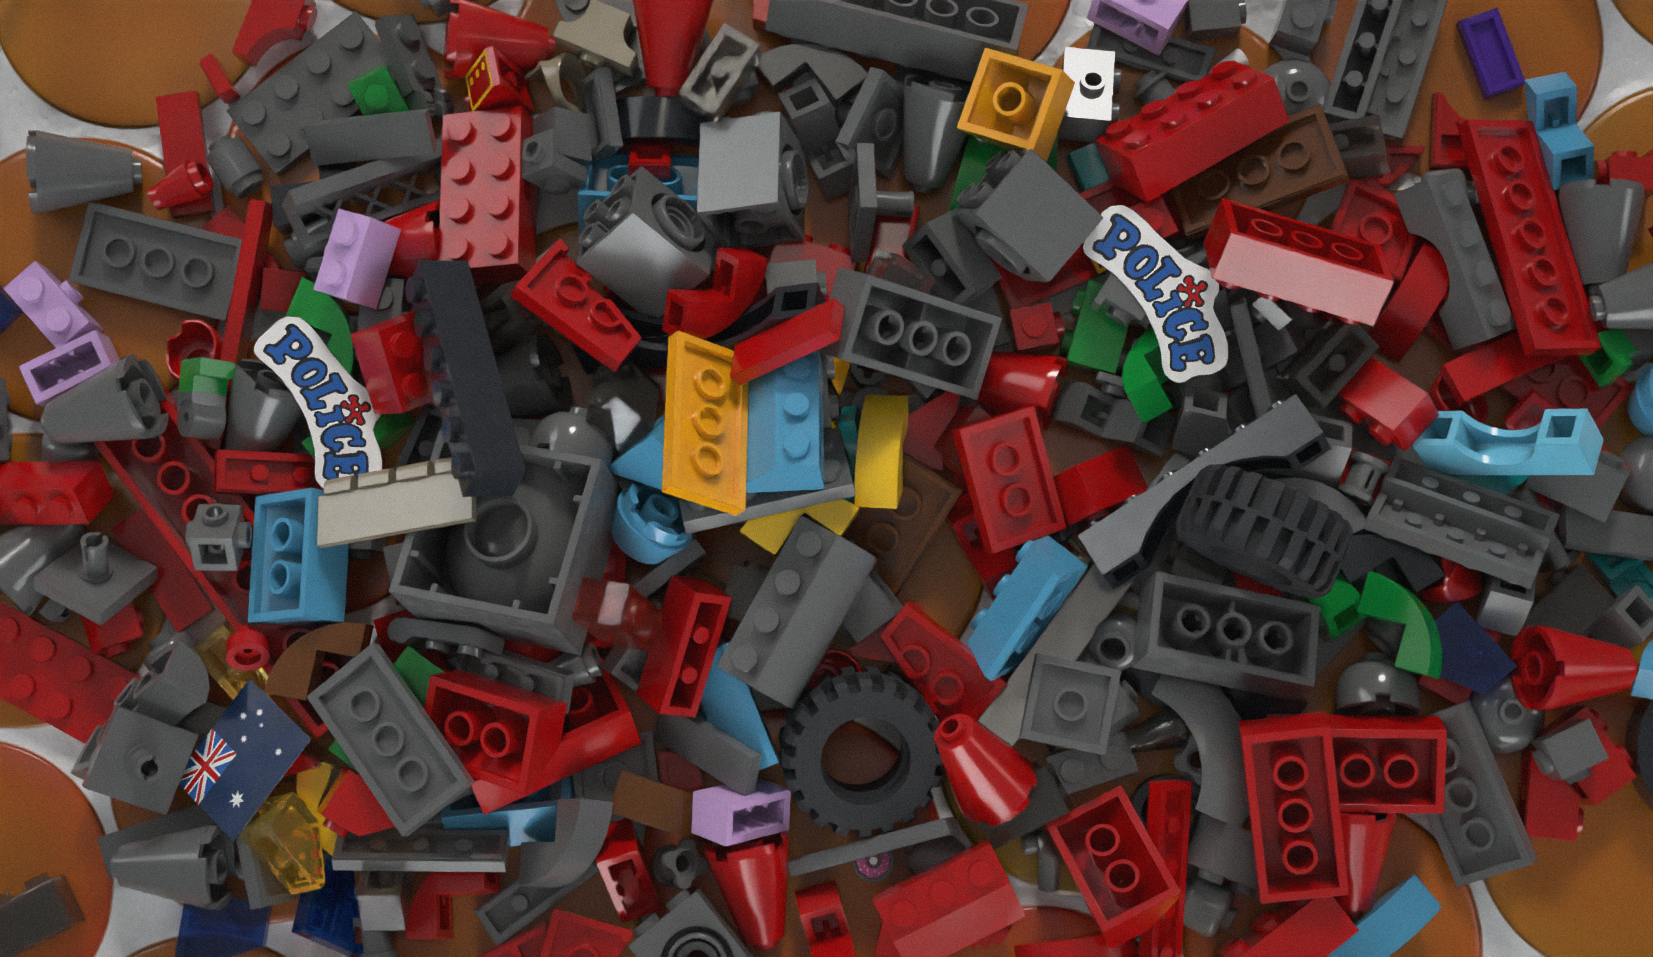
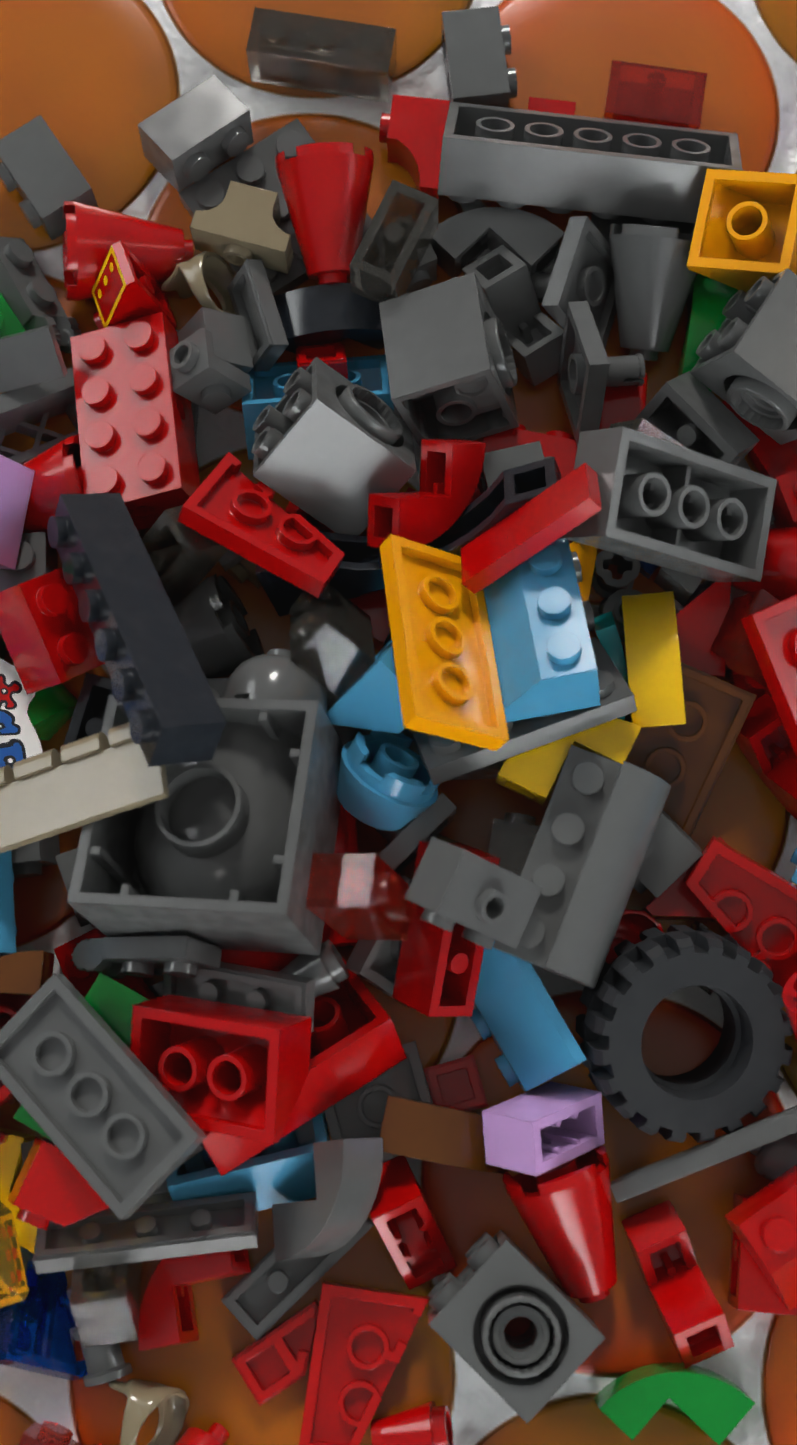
camera: 10 degrees left, 5 degrees down
(678, 864) = (471, 1206): dark grey brick -> none
(702, 624) = (474, 893): none -> dark grey brick
(710, 750) = (495, 1055): dark grey tile -> none
(875, 867) = (715, 1179): tile -> none

